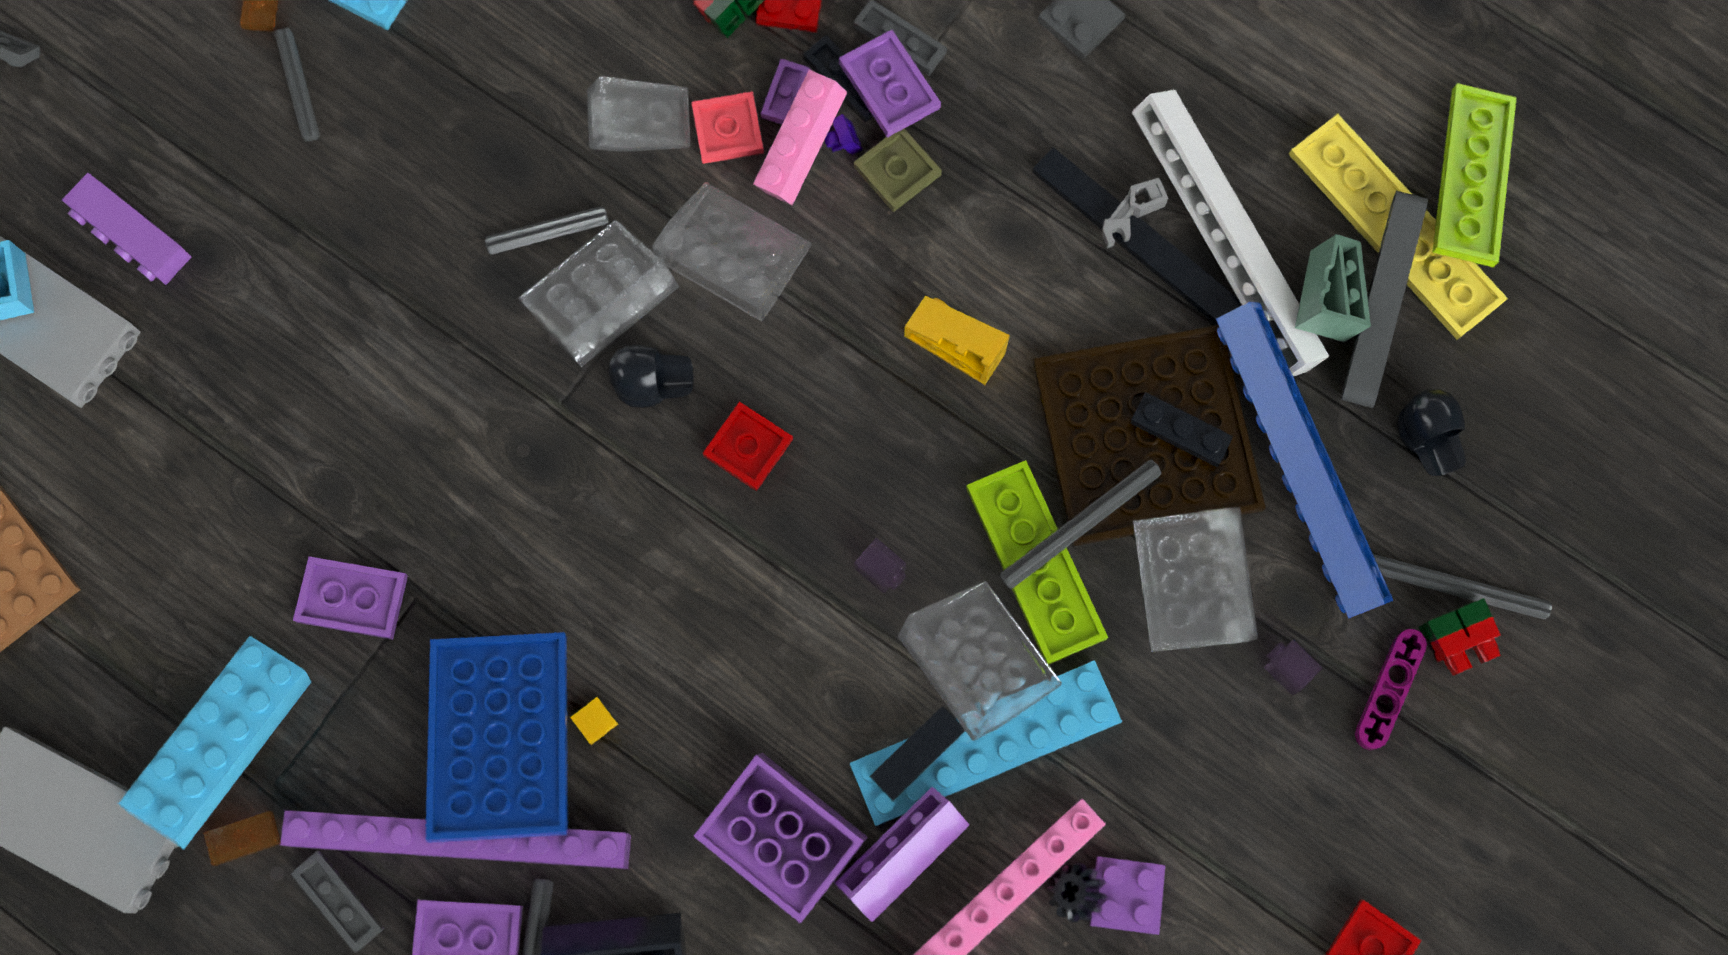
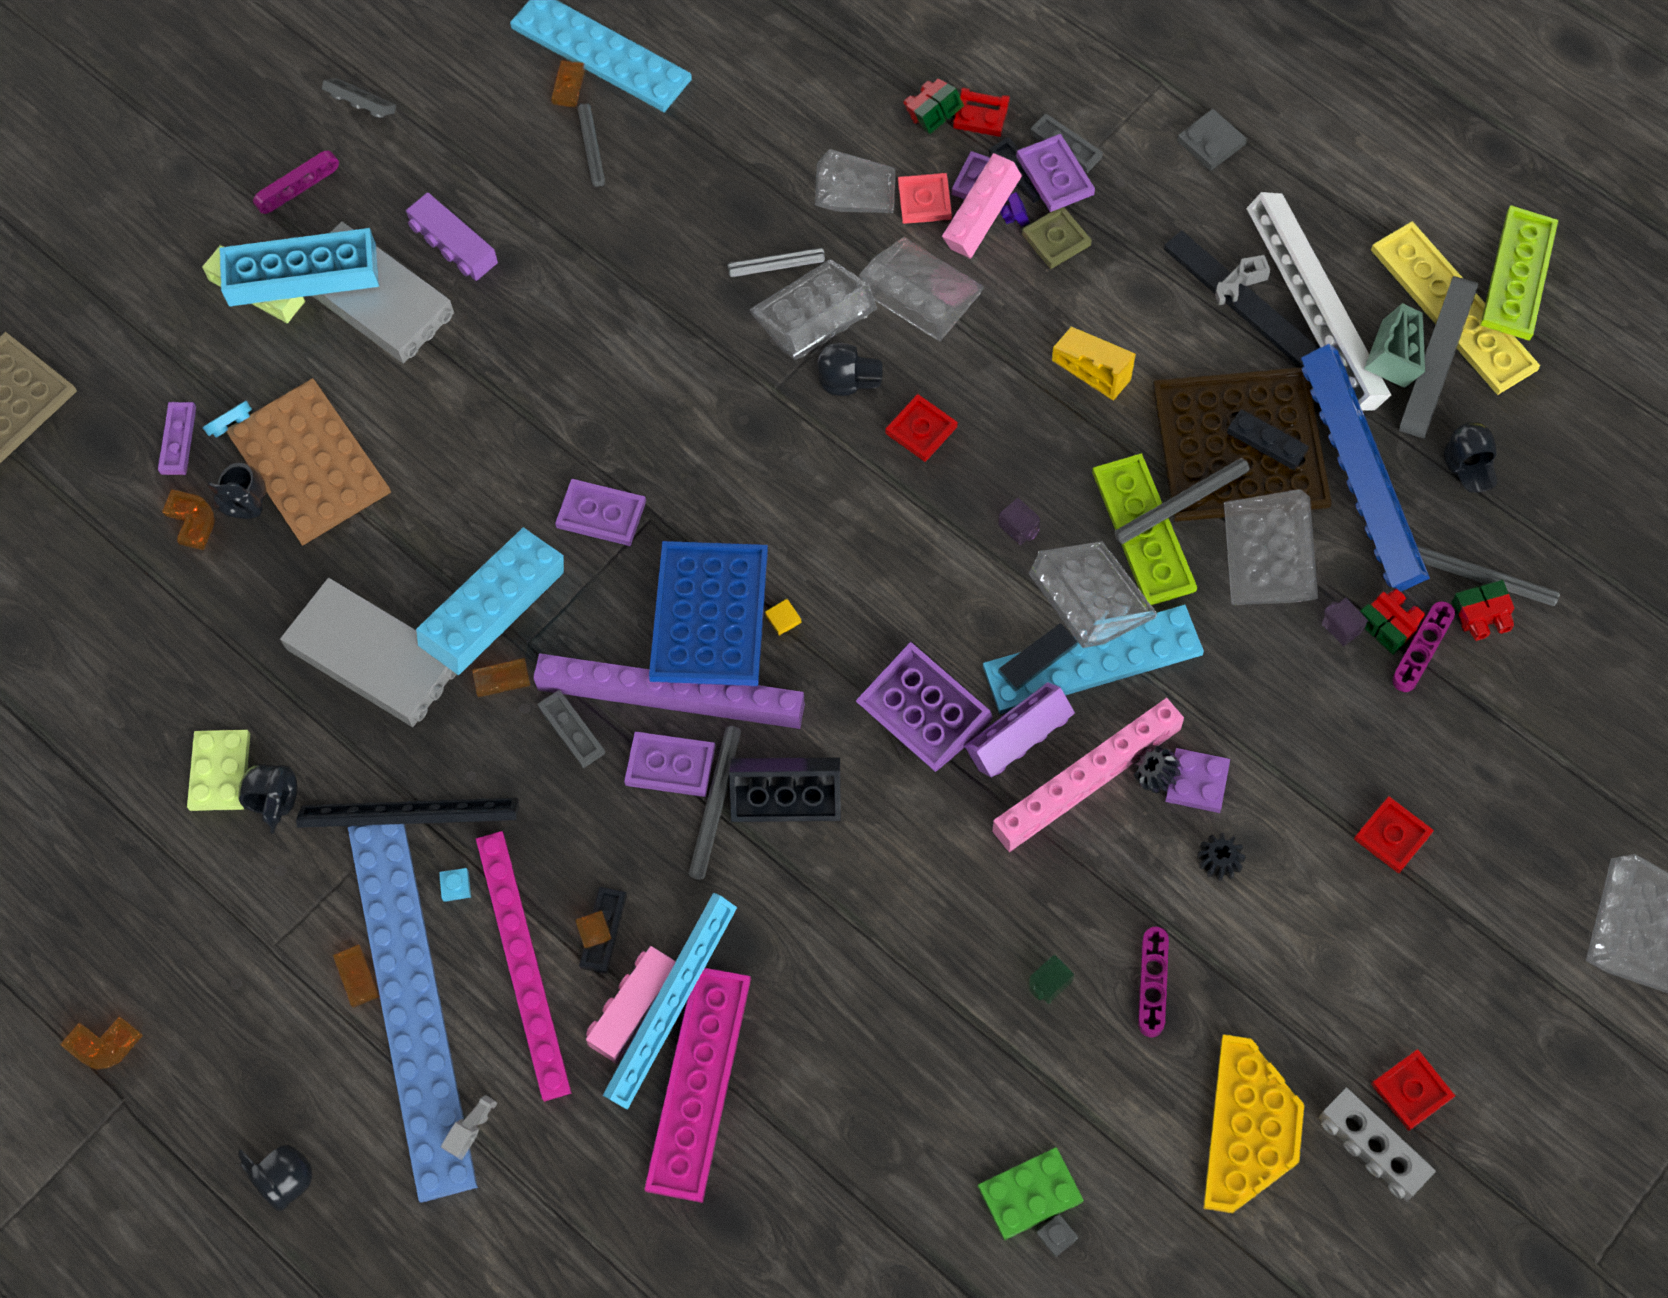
camera: 10 degrees right, 10 degrees down
(1362, 666) = (1391, 621): none -> hips

